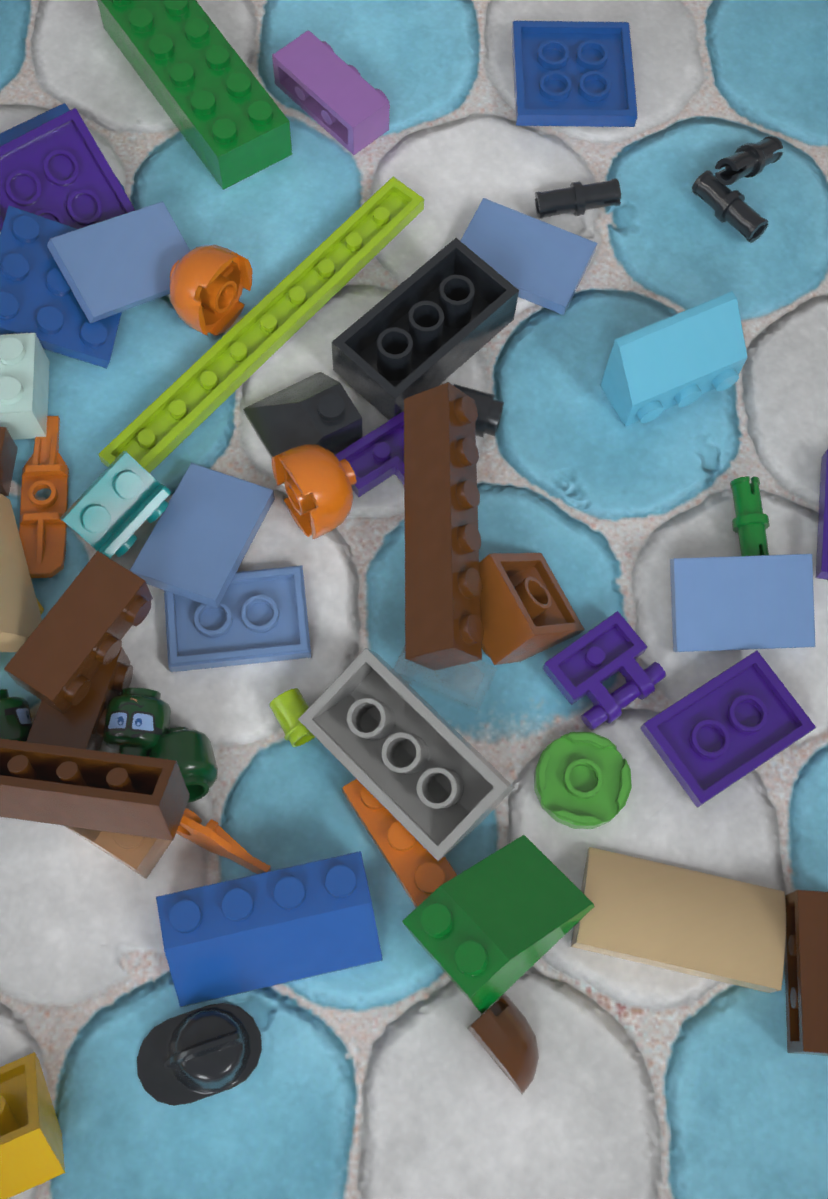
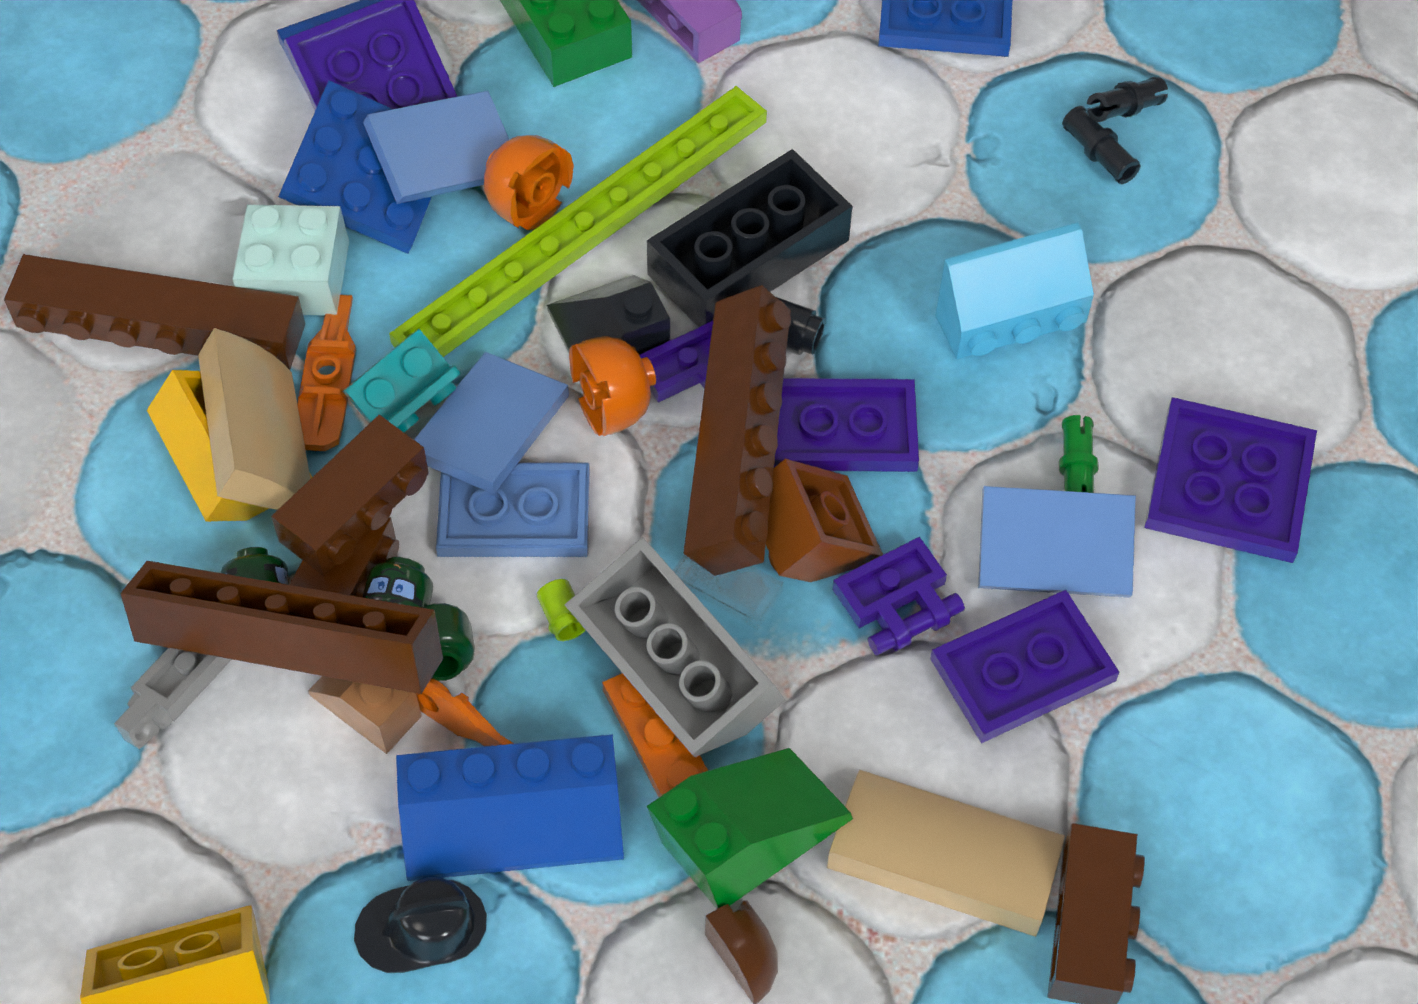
camera: 10 degrees right, 10 degrees down
(530, 254) = (876, 177): medium blue tile -> none
(539, 504) = (849, 424): none -> dark purple plate
(577, 198) = (934, 124): black pin -> none
(582, 780) = (860, 704): bright green tile -> none

